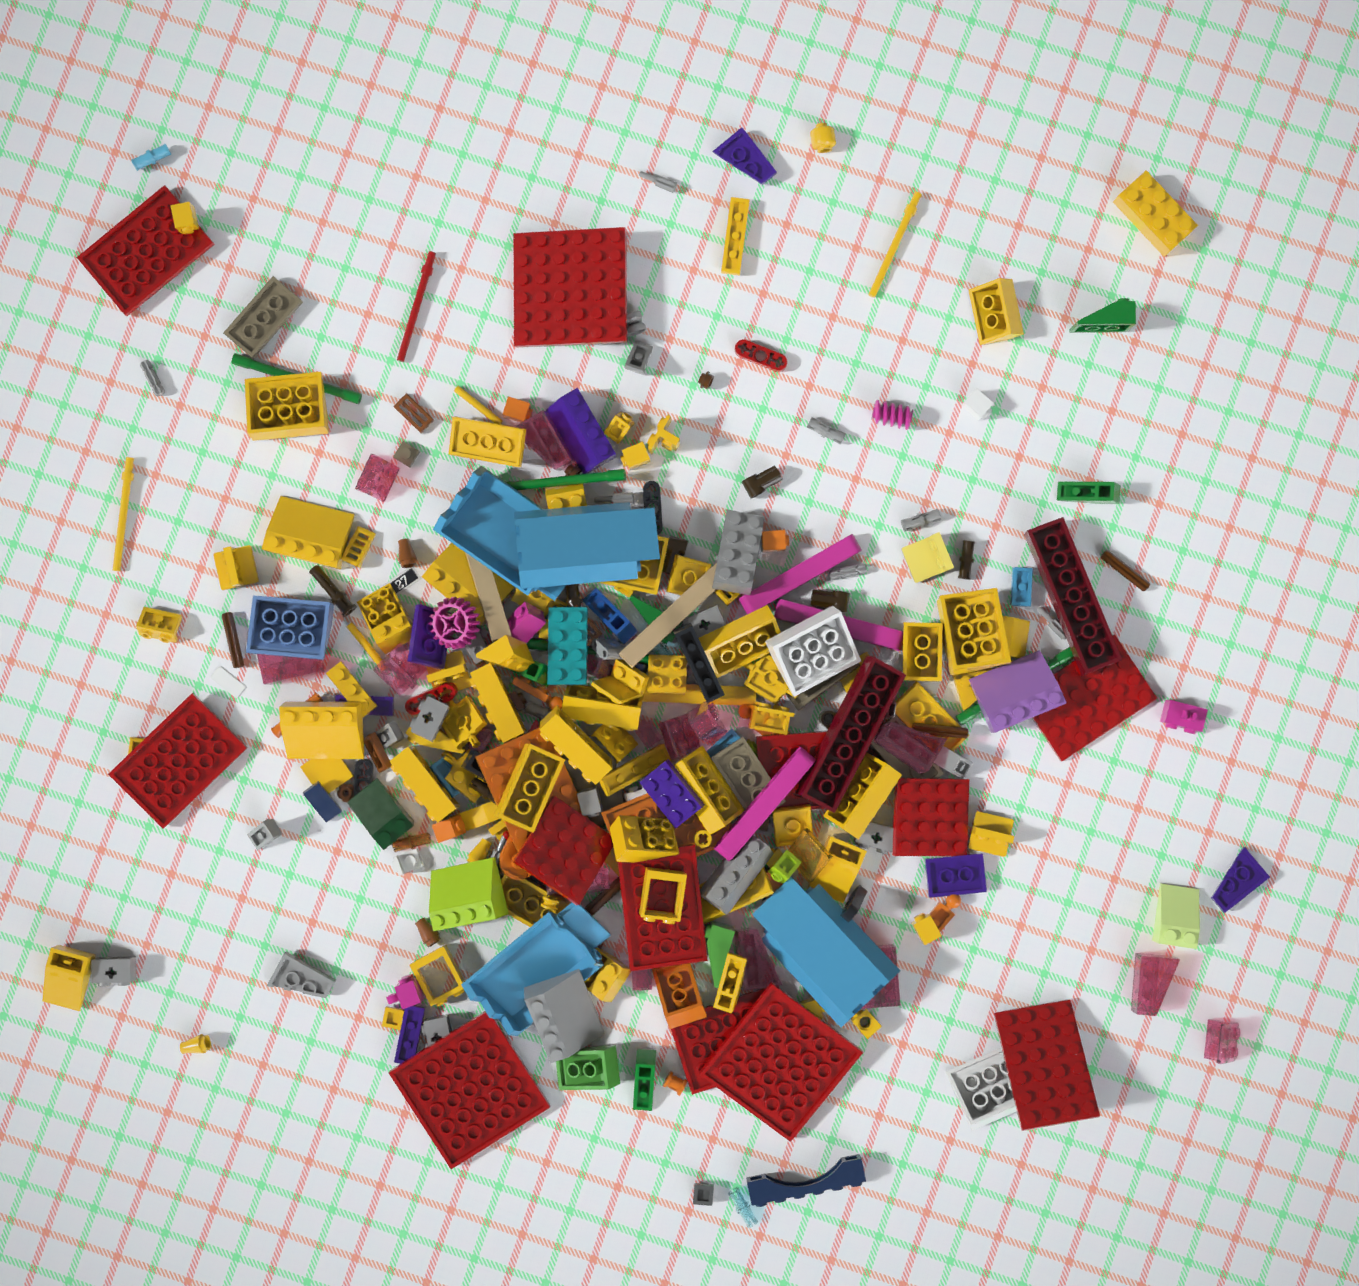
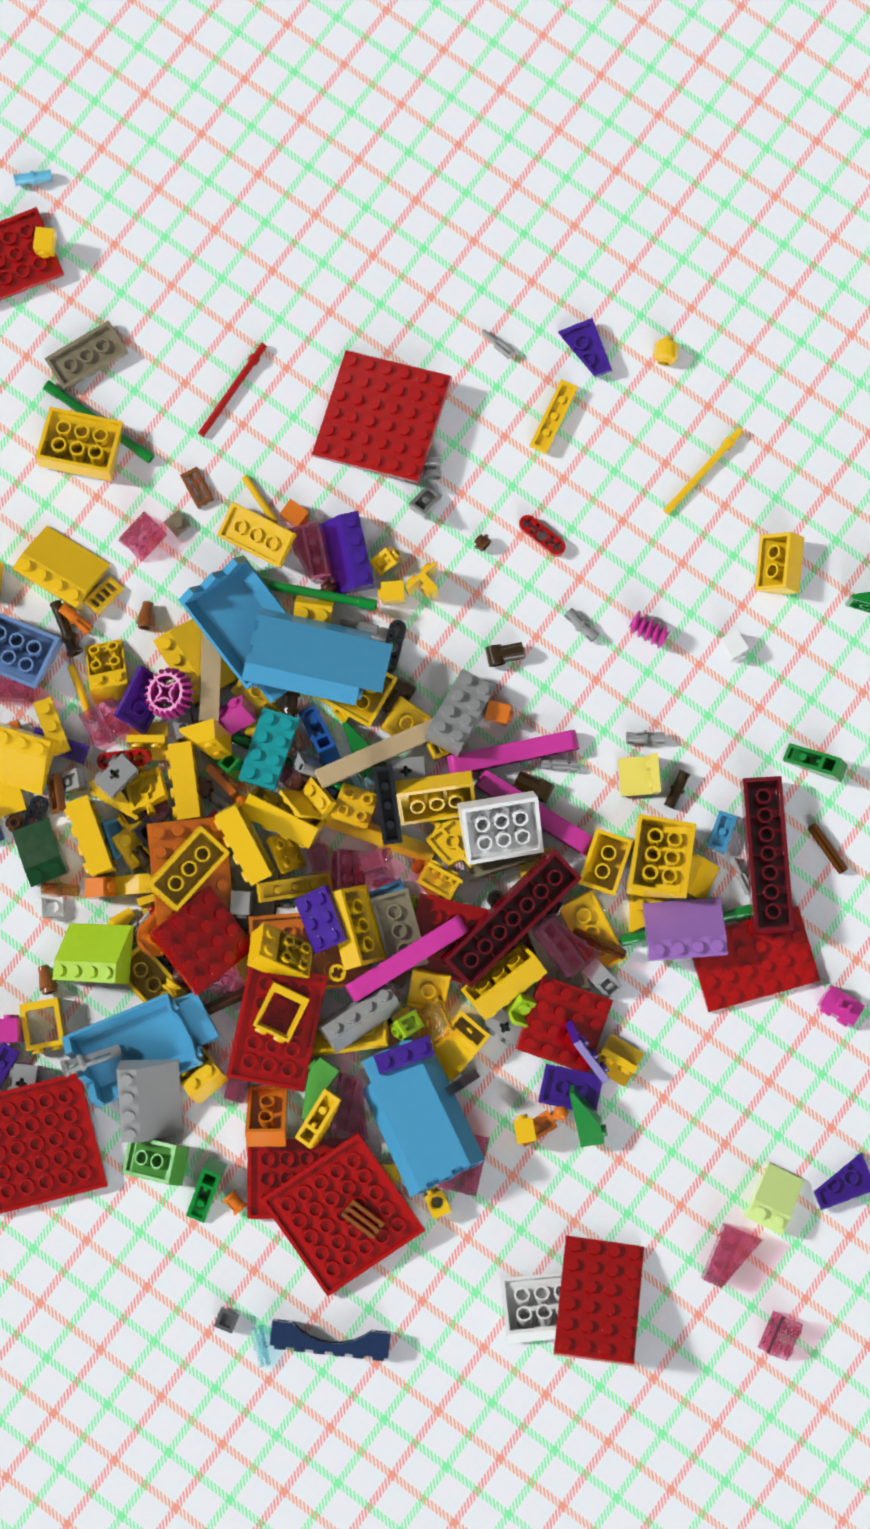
camera: 25 degrees right, 5 degrees down
(338, 577) = (75, 618): none -> orange axle
(404, 580) = (136, 640): sticker -> none
(488, 1002) = (79, 1060): none -> light grey pin
(791, 896) = (404, 1055): none -> dark purple plate
(817, 1067) = (356, 1223): none -> dark orange tile
(886, 817) = (520, 1008): none -> lime bracket
(963, 838) = (588, 1054): none -> wing
(982, 900) = (587, 1120): none -> green slope

